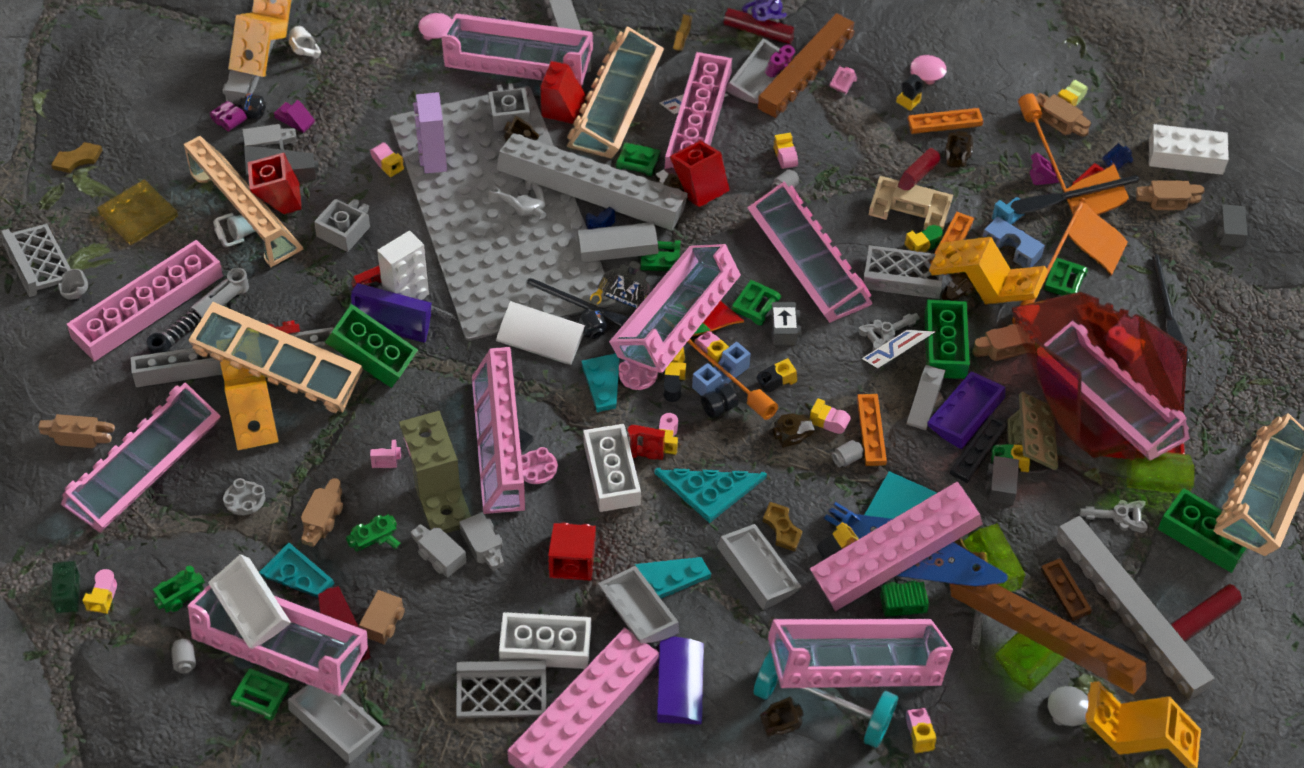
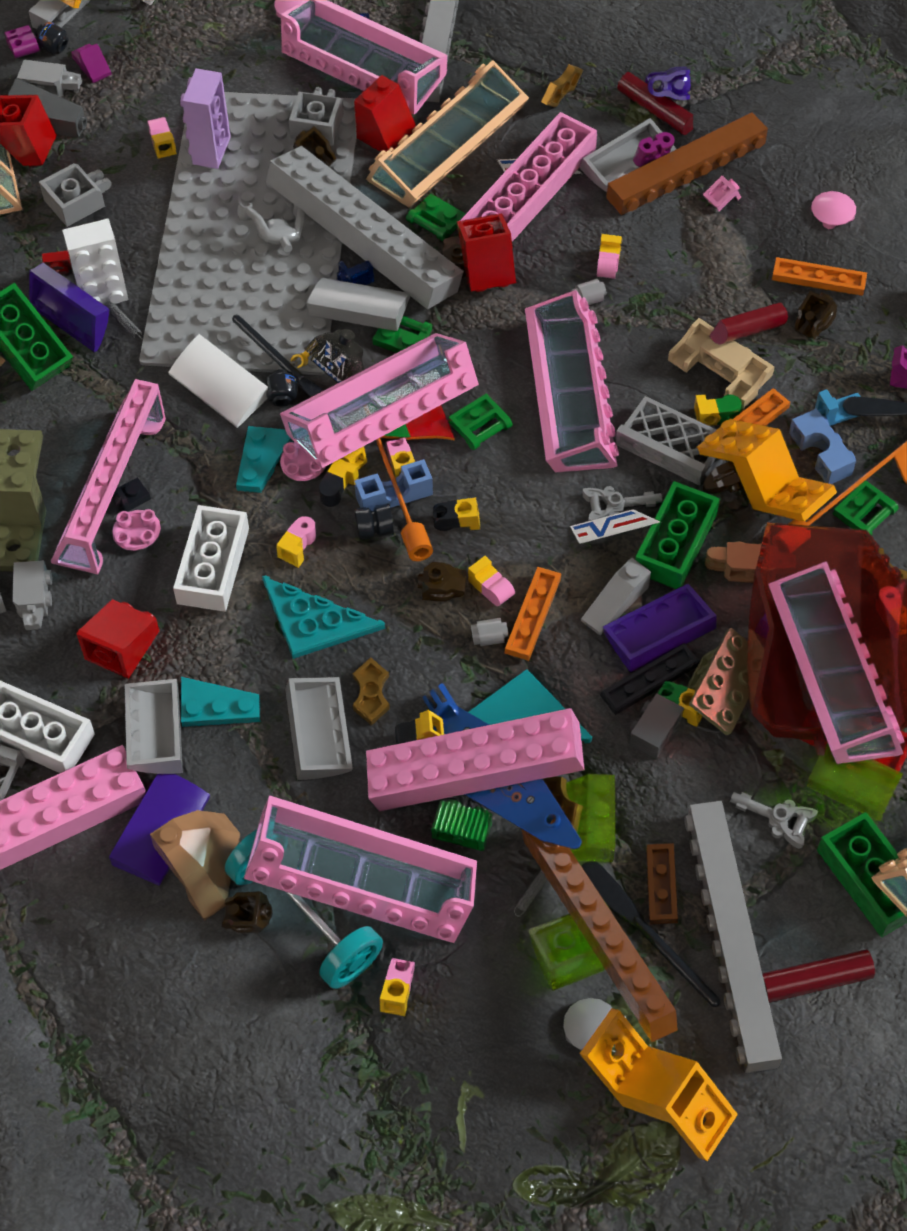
camera: 25 degrees right, 5 degrees up
(653, 442) = (269, 543): red plate -> none
(726, 687) = (197, 852): none -> medium nougat brick
(784, 323) = (498, 456): dark grey brick -> none
(911, 92) = (793, 227): black leg -> none

